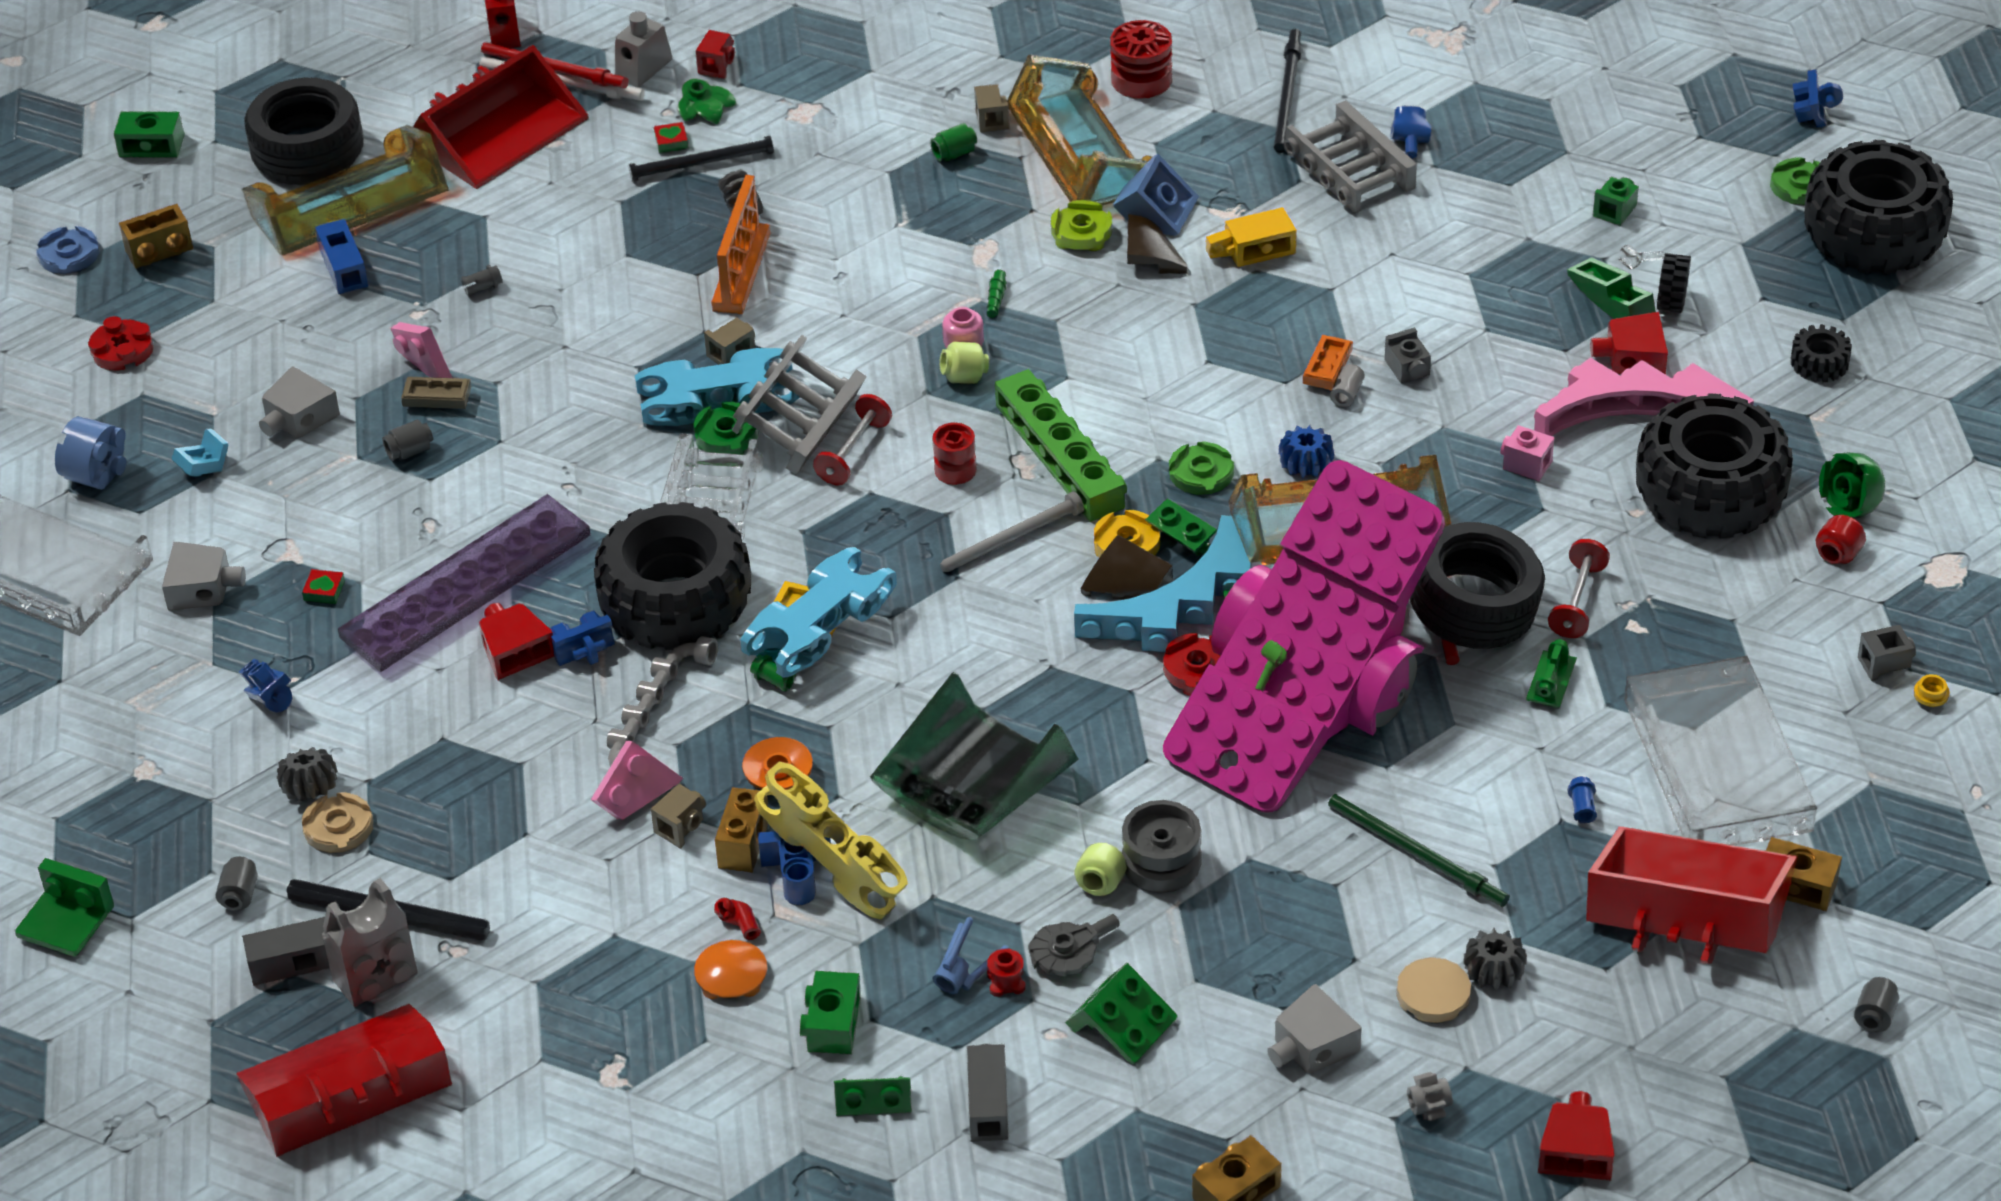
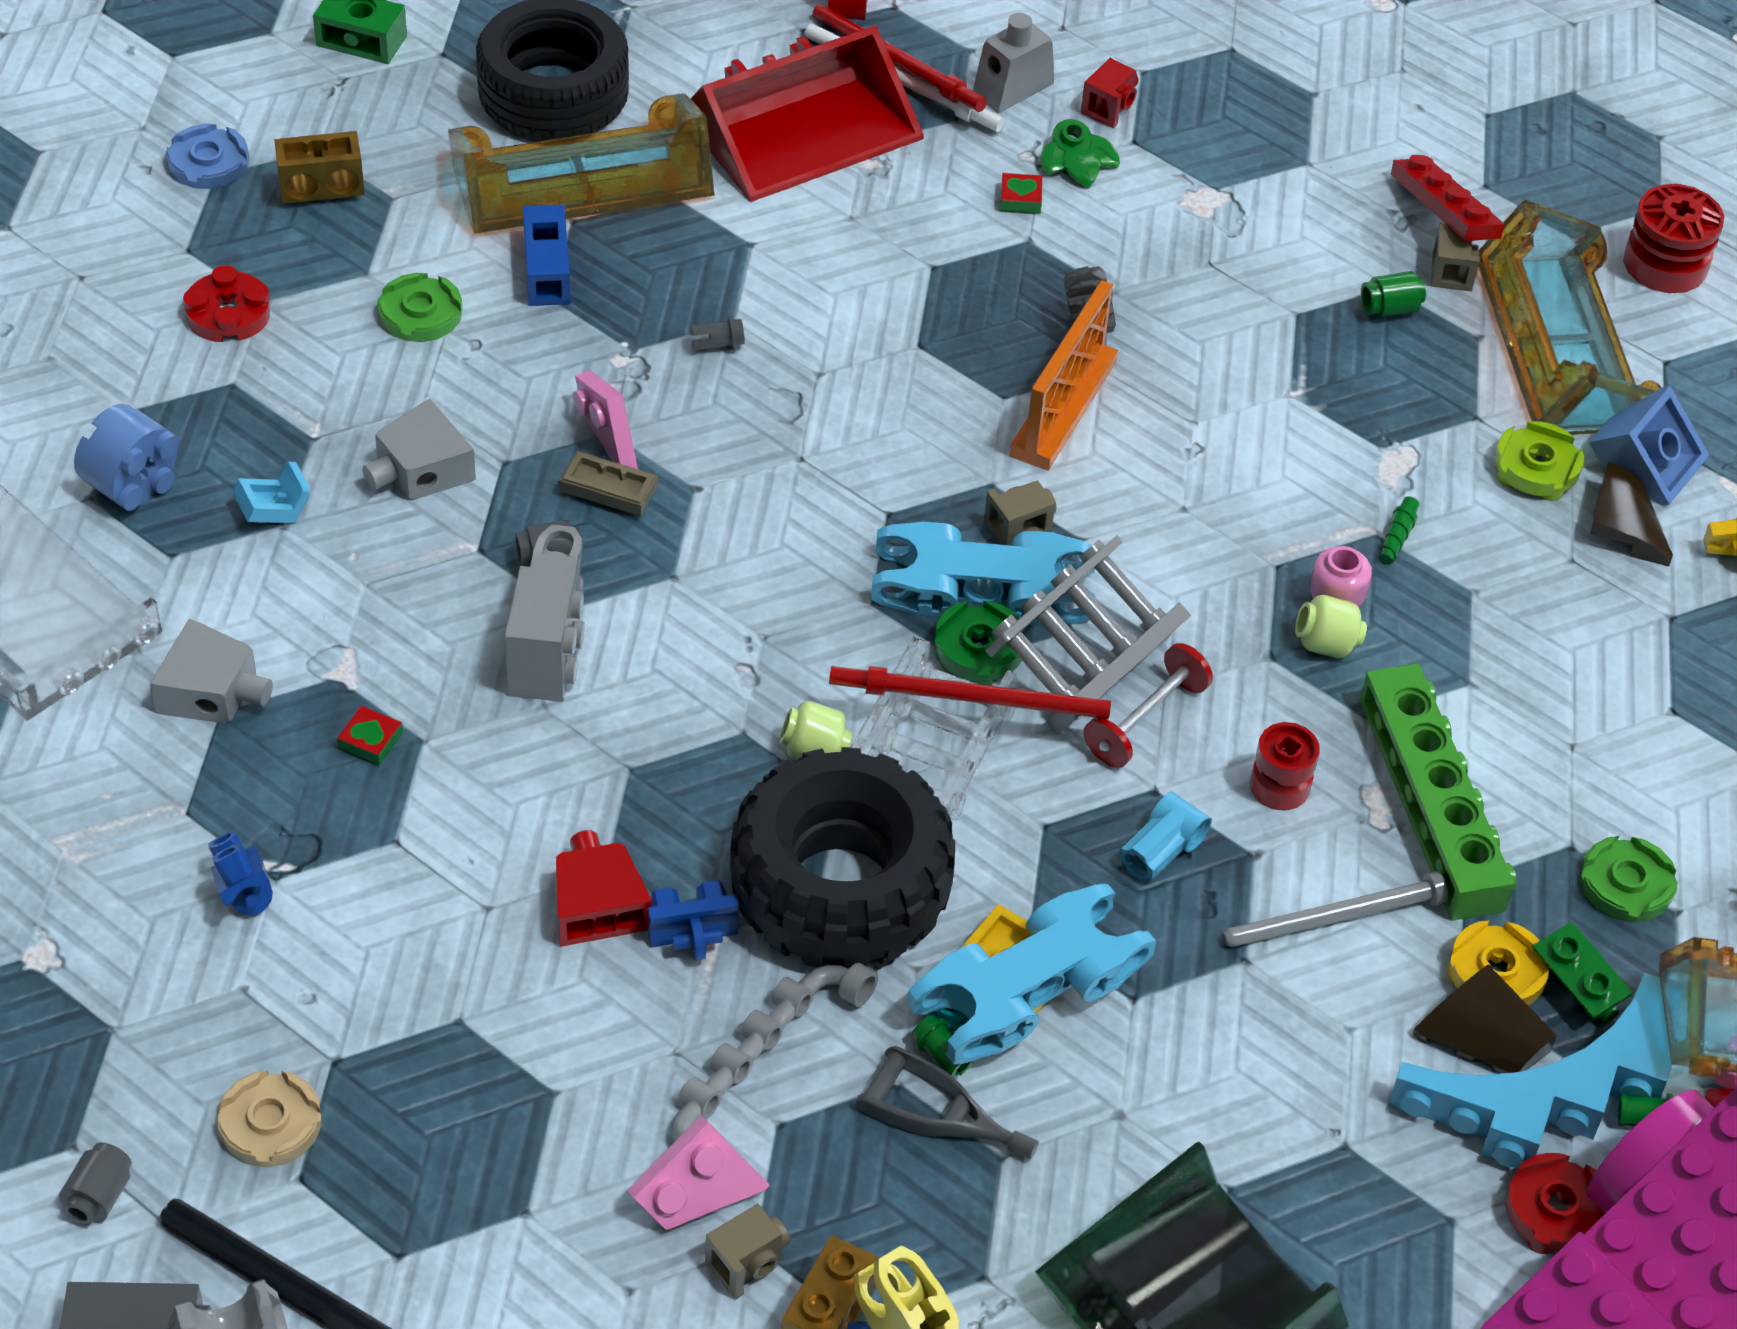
camera: 10 degrees right, 5 degrees up
(260, 321) = (410, 315): none -> bright green tile
(307, 774) = (248, 1032): dark grey gear -> none
(423, 485) = (545, 620): none -> light grey brick
(463, 582) = (557, 783): clear purple plate -> none
(625, 502) = (813, 728): none -> yellowish green head
(665, 465) = (877, 681): none -> red bar
(701, 158) = (1047, 232): black bar -> none
(769, 752) = (909, 1186): orange dish -> none
(792, 714) = (952, 1122): none -> dark grey piece
(887, 511) = (1170, 829): none -> medium azure piece
(975, 69) = (1447, 198): none -> red plate
(1276, 656) = (1684, 1254): bright green hand -> none

